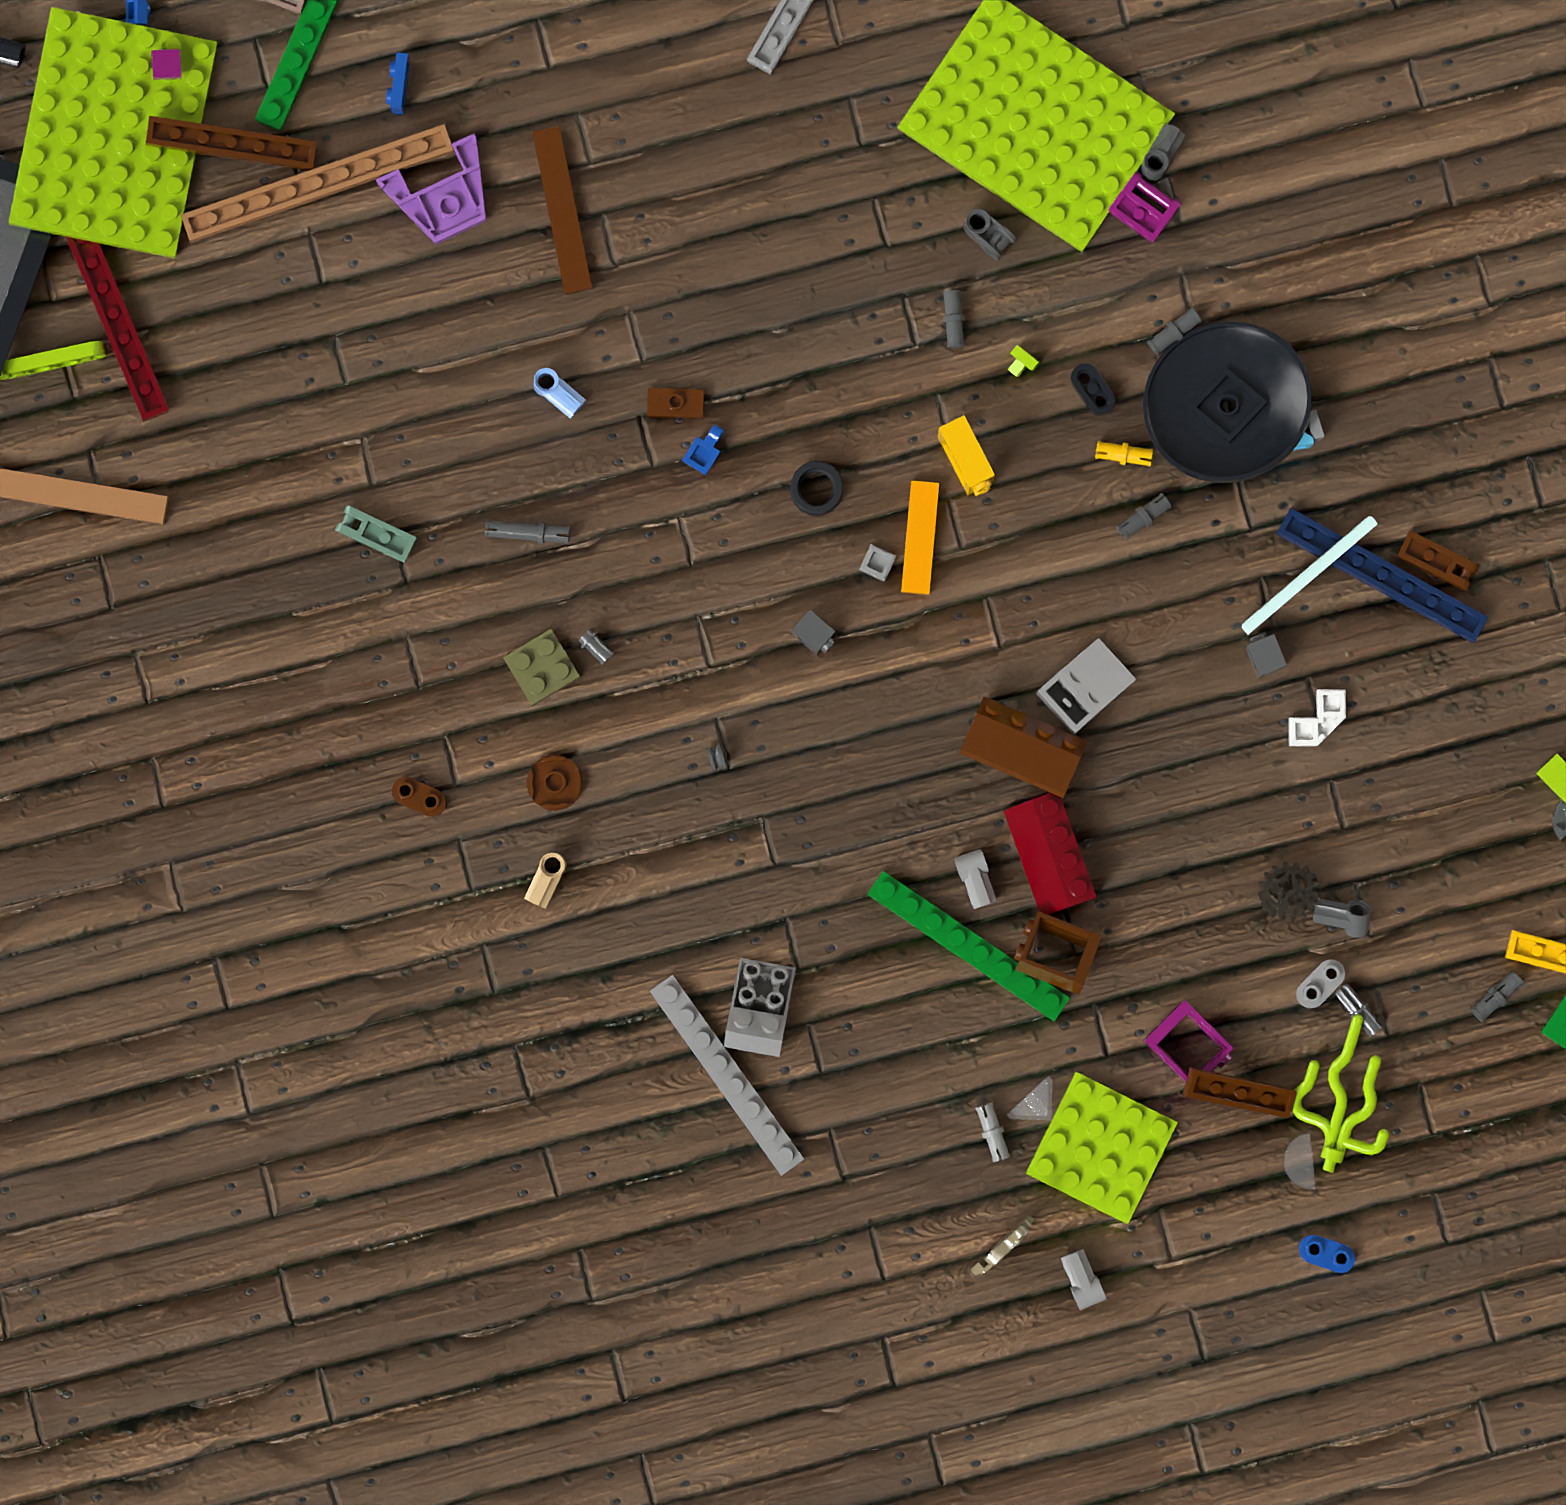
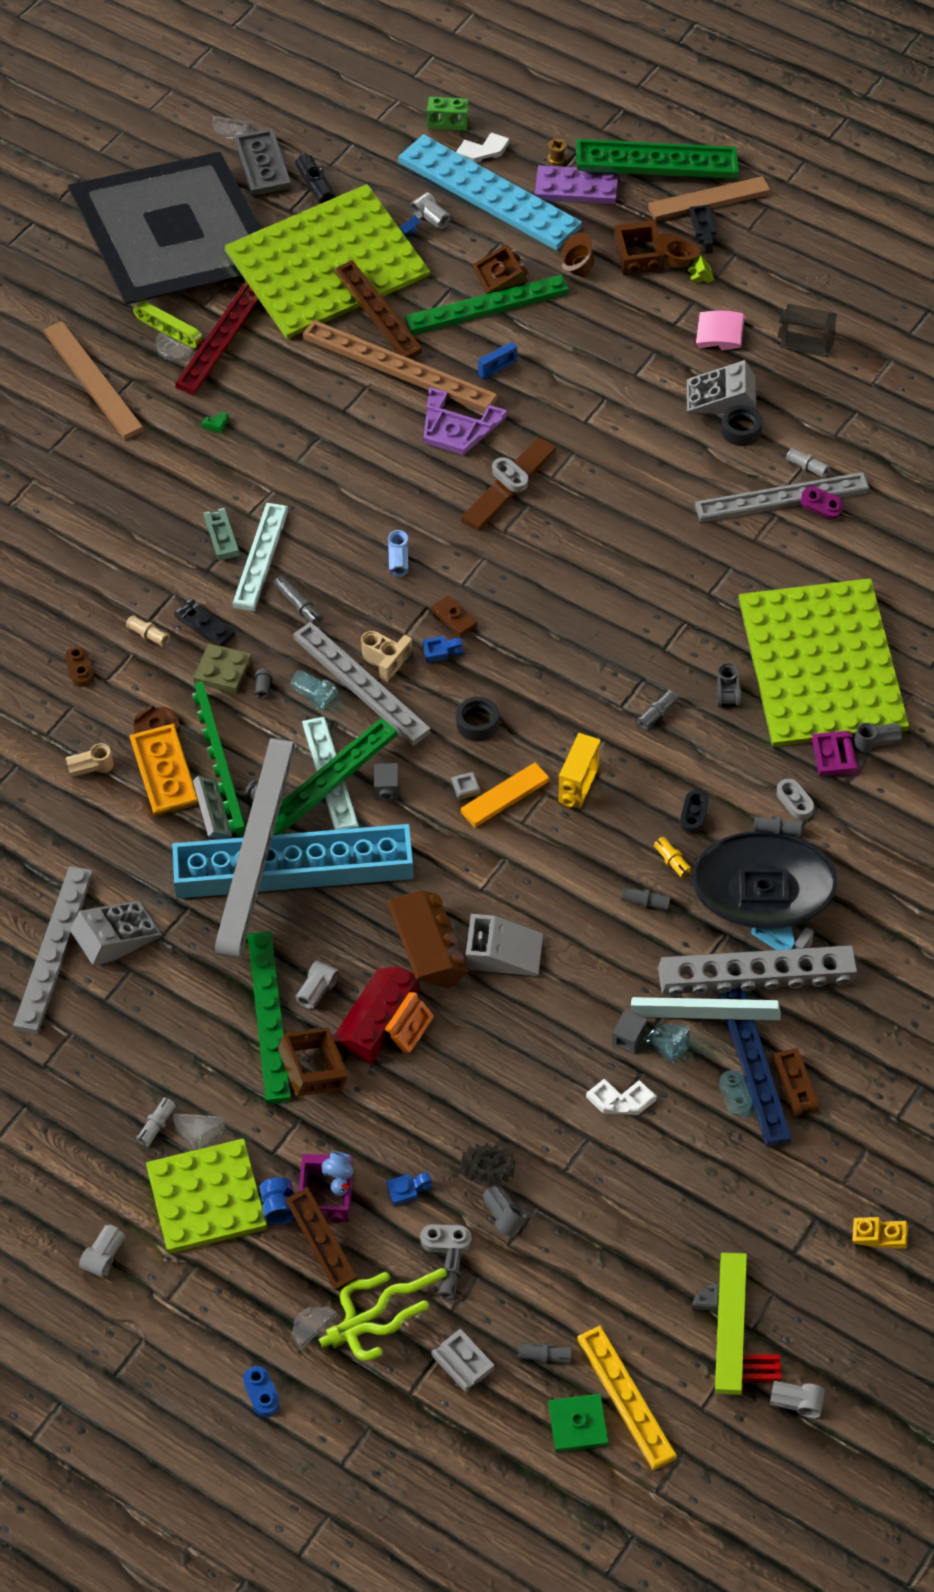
camera: 45 degrees right, 30 degrees down
(83, 382) = (172, 349): none -> clear tile
(166, 64) = (390, 252): magenta tile -> none
(224, 419) = (215, 423): none -> green tile
(436, 519) = (260, 557): none -> light aqua tile
(436, 700) = (148, 631): none -> tan pin
(473, 639) = (205, 623): none -> black plate
(562, 204) = (513, 478): none -> light grey plate
(616, 818) = (164, 770): none -> light orange tile
(654, 605) = (318, 692): none -> clear light blue piece
(657, 502) = (385, 652): none -> tan tile
(662, 767) = (220, 768): none -> green plate
(678, 557) = (362, 683): none -> light grey plate
(701, 812) = (212, 808): none -> light grey plate
(755, 673) = (322, 752): none -> light aqua tile
(767, 694) = (333, 773): none -> green plate
(801, 820) = (255, 848): none -> light grey beam
(830, 792) = (298, 860): none -> medium azure brick
(1003, 1246) = (83, 1180): dark tan tile -> none
(1023, 360) = (670, 762): lime tile -> none
(1091, 835) = (409, 1022): none -> orange plate
(1159, 289) = (797, 800): none -> light grey plate
(1165, 1095) = (273, 1194): none -> blue wheel
(1195, 1026) = (338, 1167): none -> medium blue animal
(1243, 977) = (405, 1189): none -> blue plate
(1301, 630) = (669, 1040): none -> clear light blue slope
(1360, 411) = (743, 963): none -> light grey brick
(1400, 622) = (735, 1091): none -> clear light blue plate
(1446, 1068) = (463, 1360): none -> light grey plate

